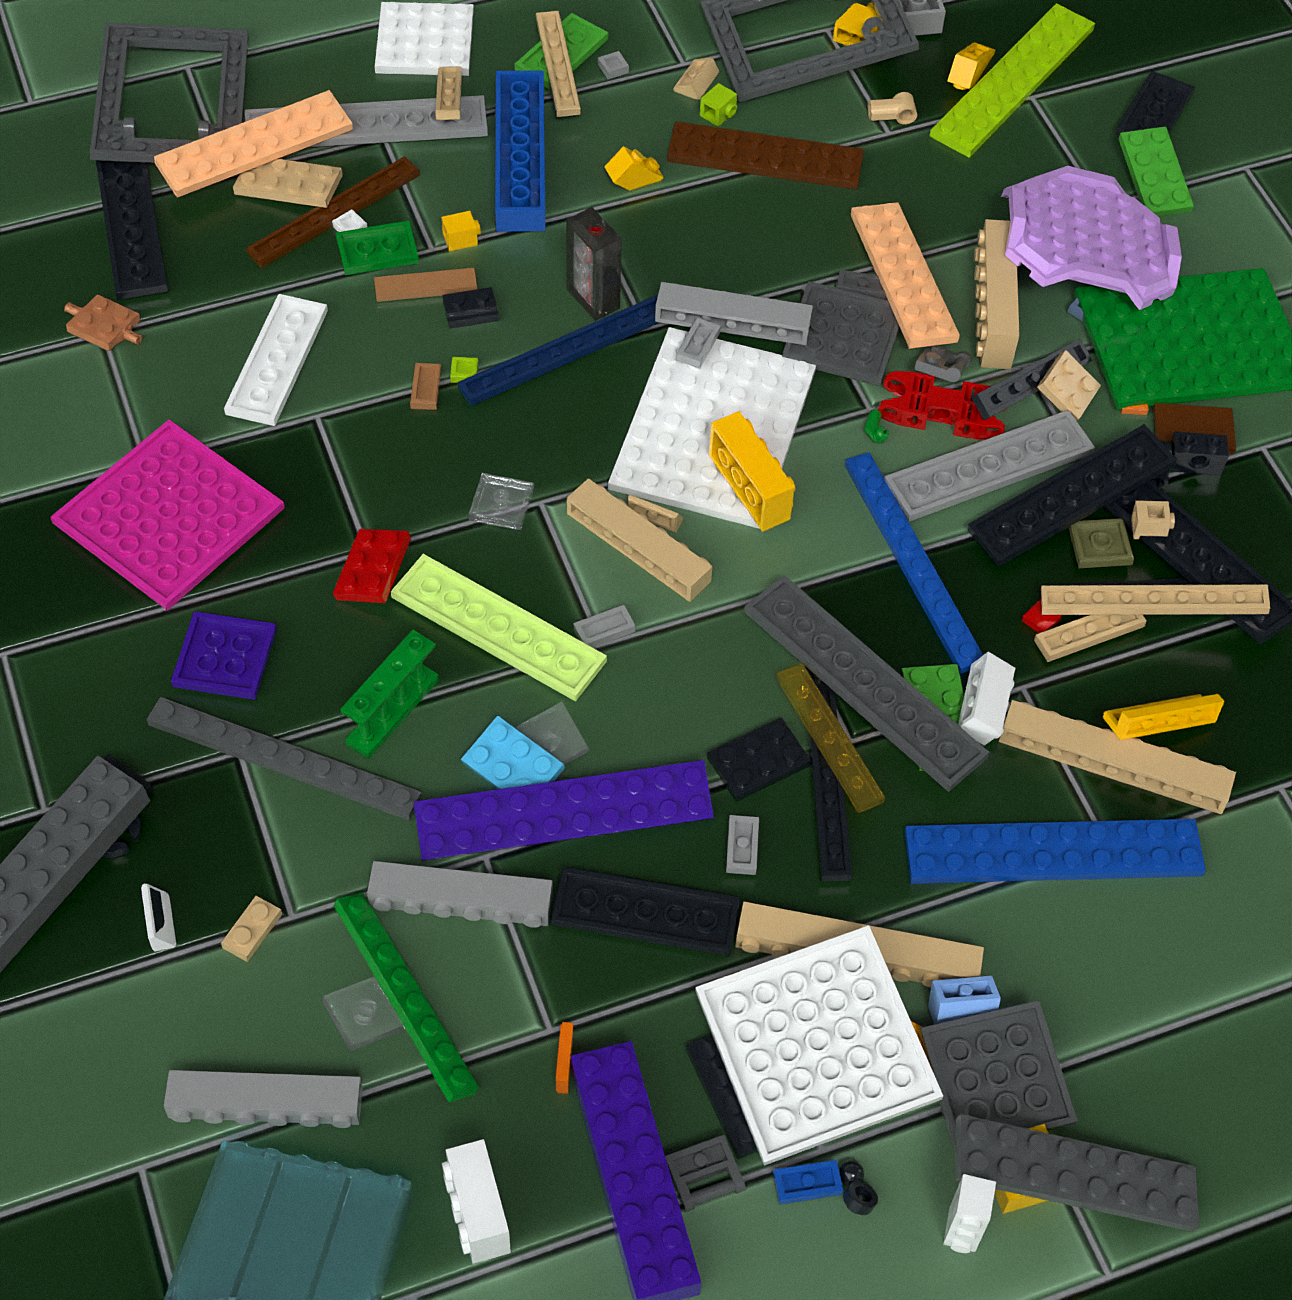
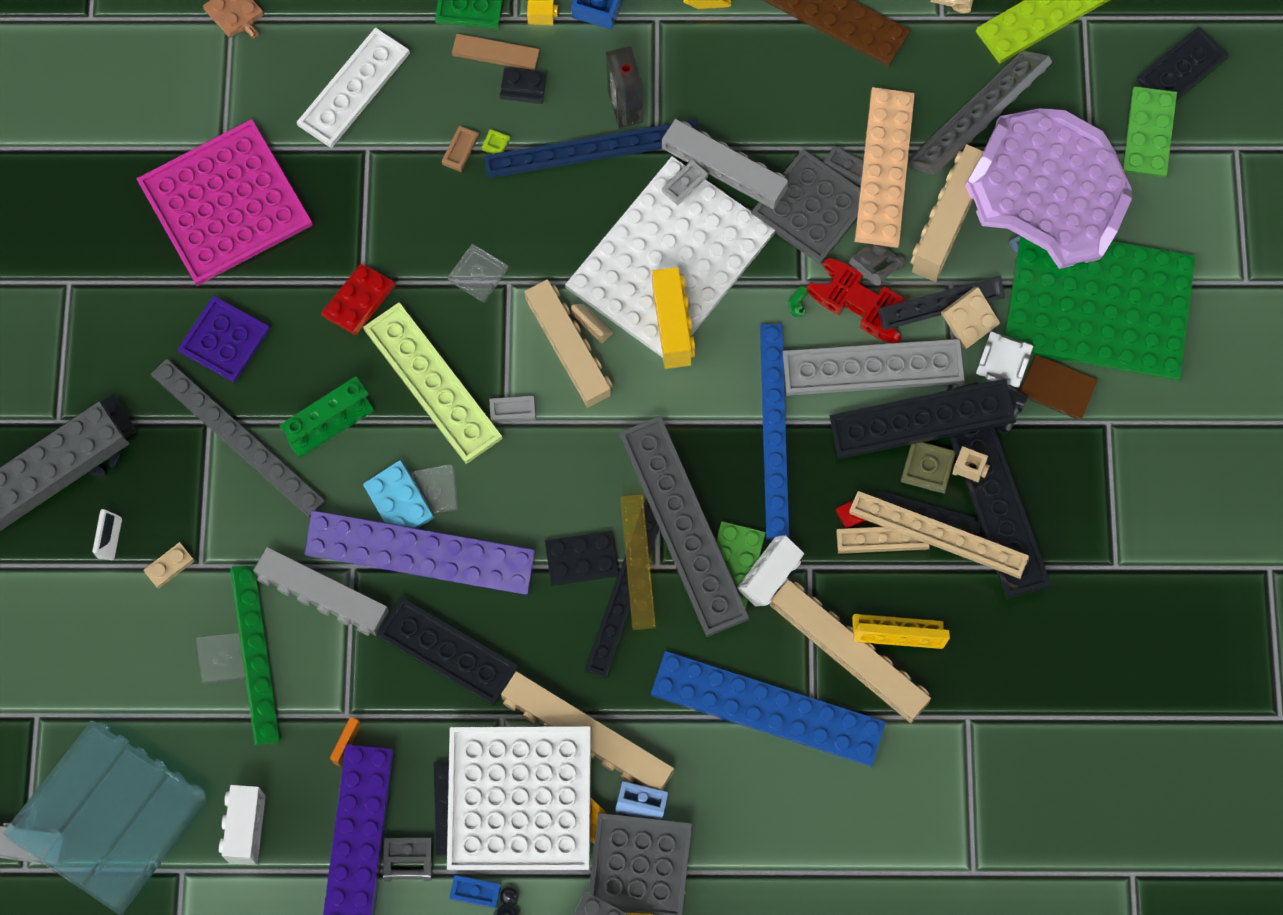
camera: 25 degrees right, 15 degrees up
(263, 1098) = (132, 697): light grey brick -> none
(742, 845) = (538, 623): light grey plate -> none
(976, 198) = (979, 112): none -> dark grey plate
(1126, 409) = (1004, 359): none -> panel
(1199, 453) = (1045, 413): black brick -> none

